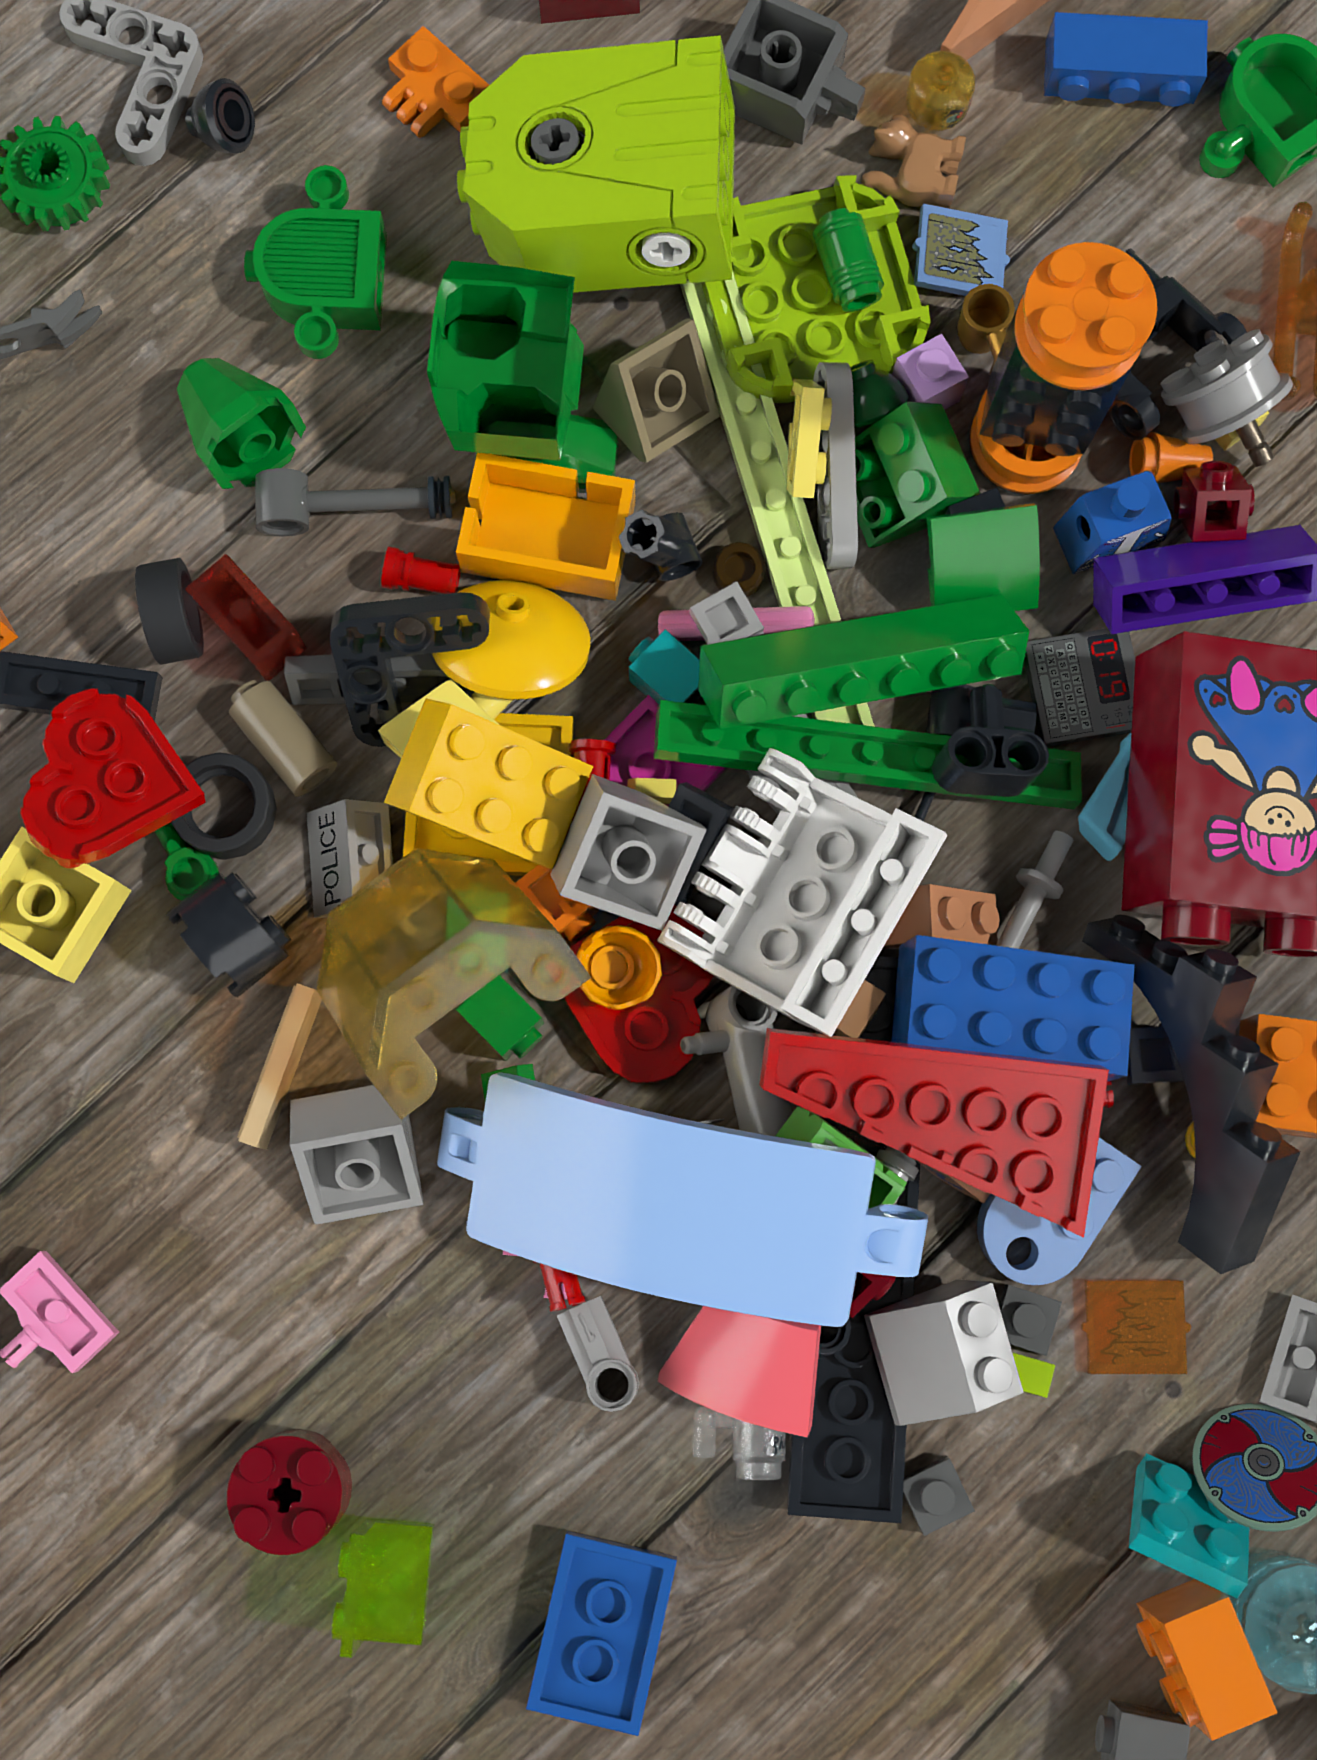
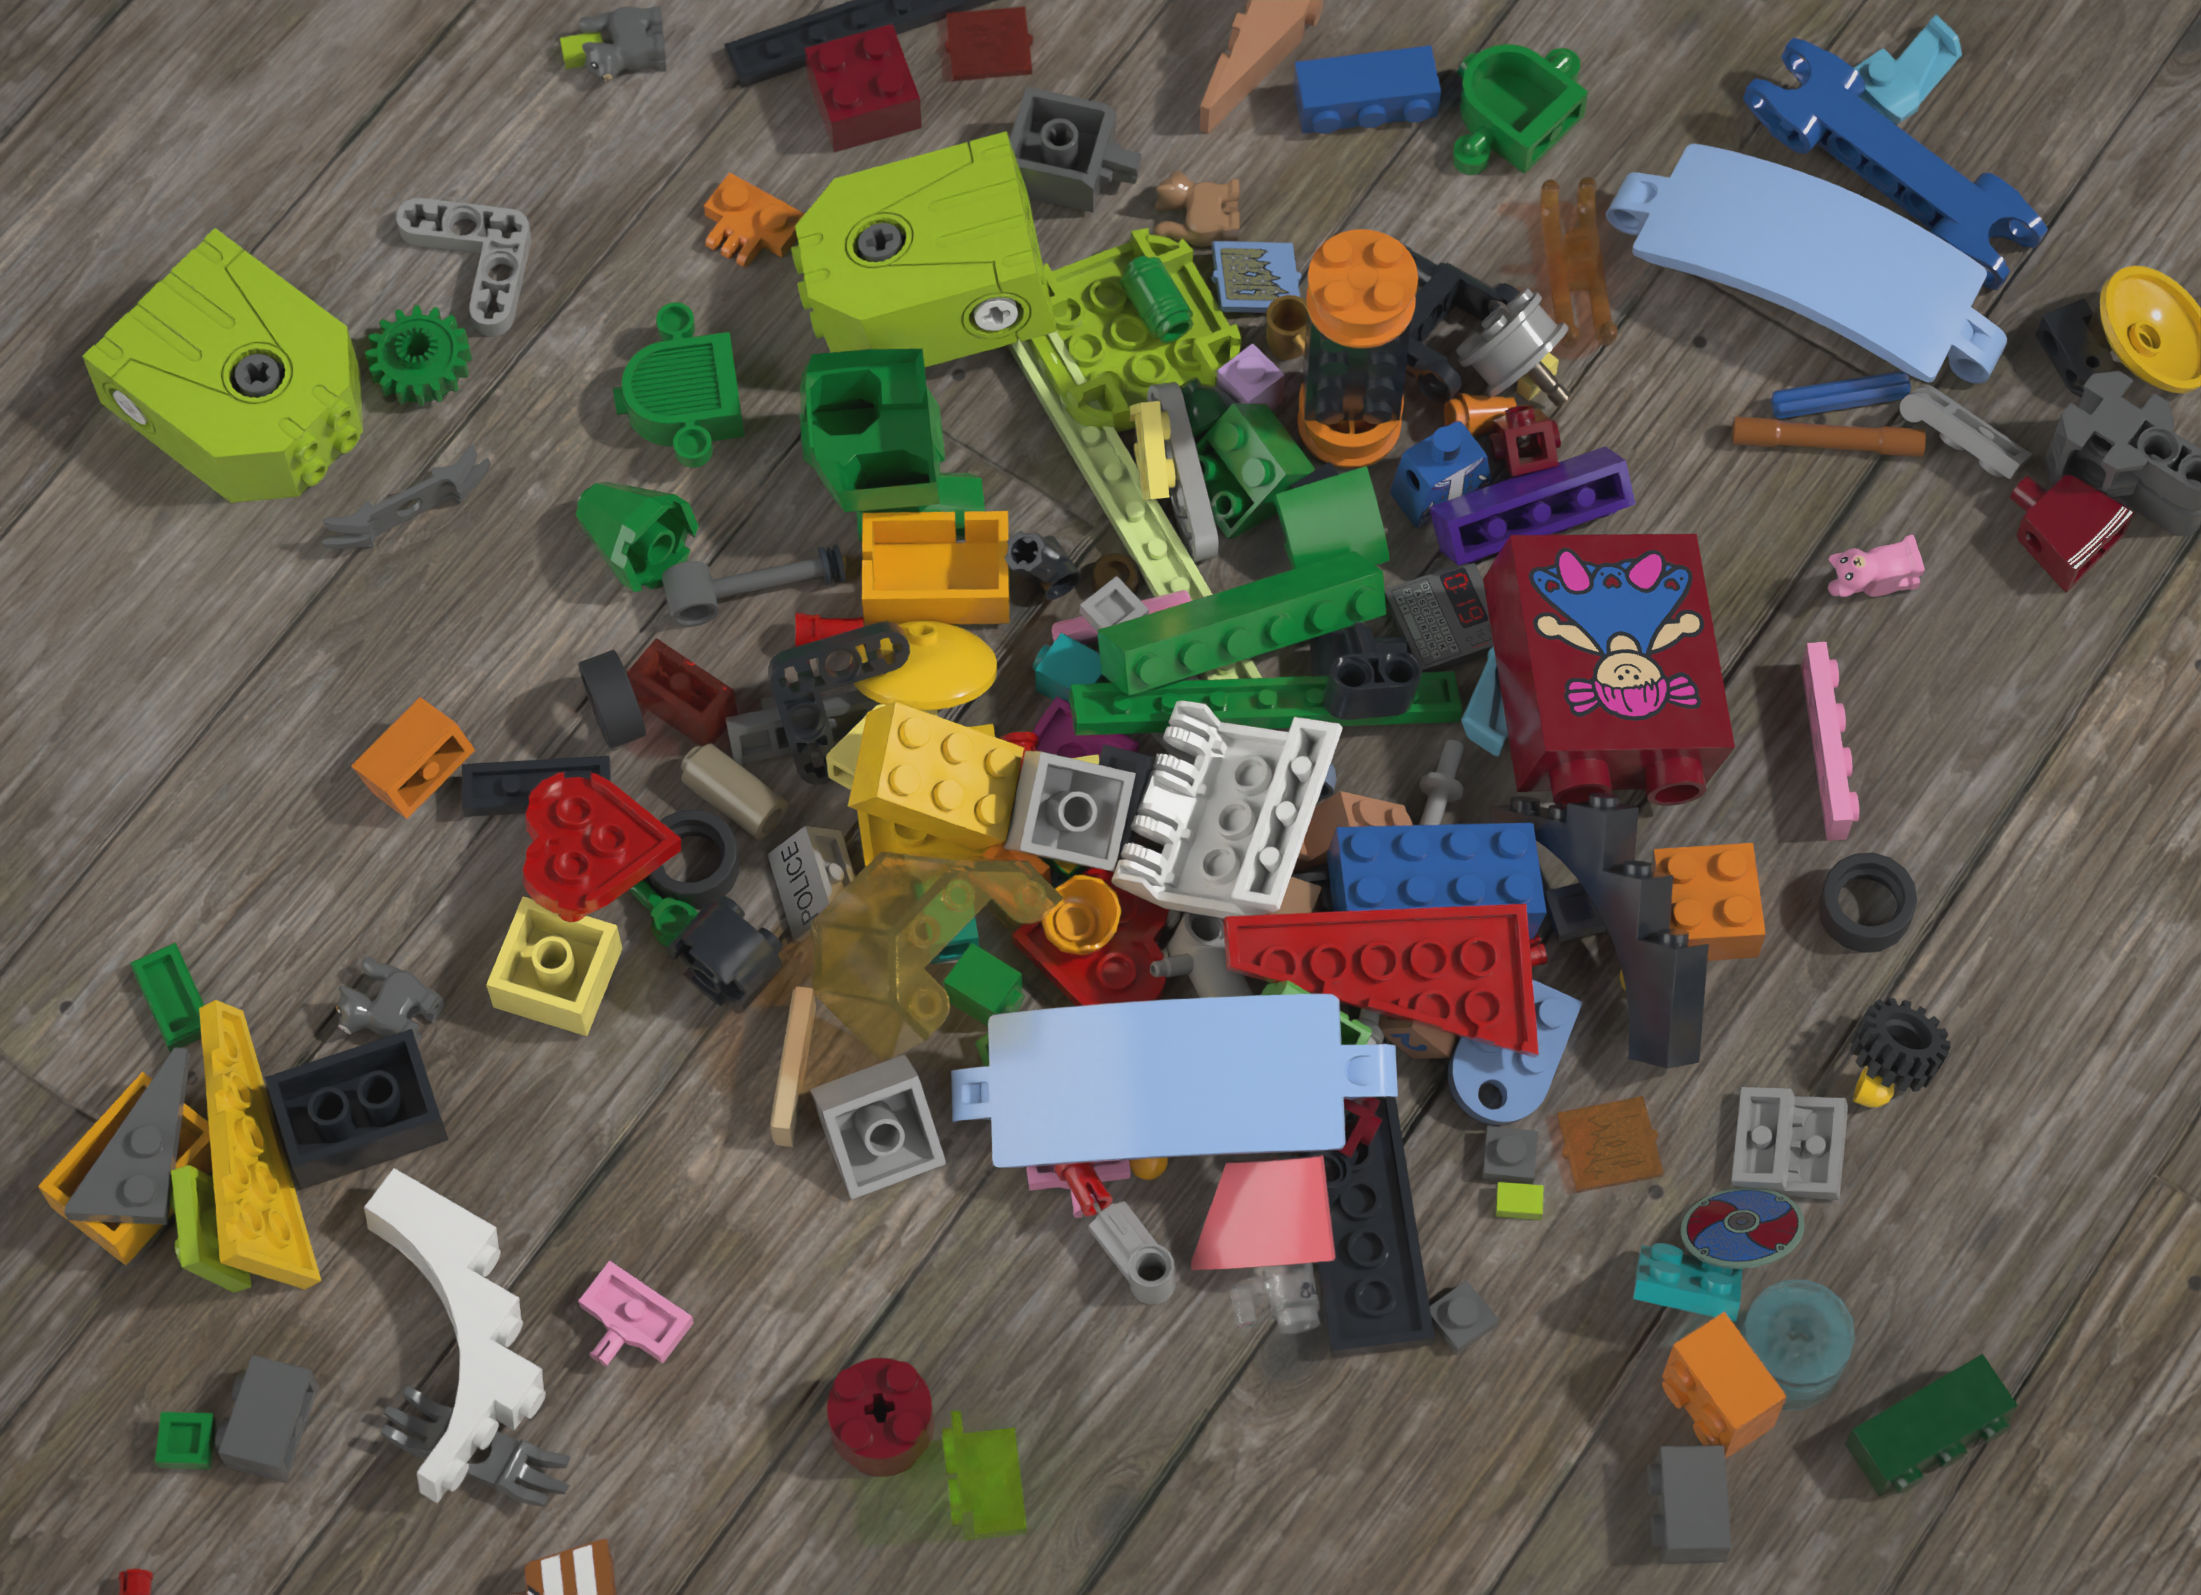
camera: 10 degrees left, 15 degrees down
(222, 117) = (564, 281): black brick -> none
(602, 1633) = (1187, 1485): blue plate -> none
(658, 392) = (1011, 438): dark tan slope -> none
(940, 90) = (1207, 145): clear yellow head -> none
(944, 1352) = (1439, 1182): light grey slope -> none

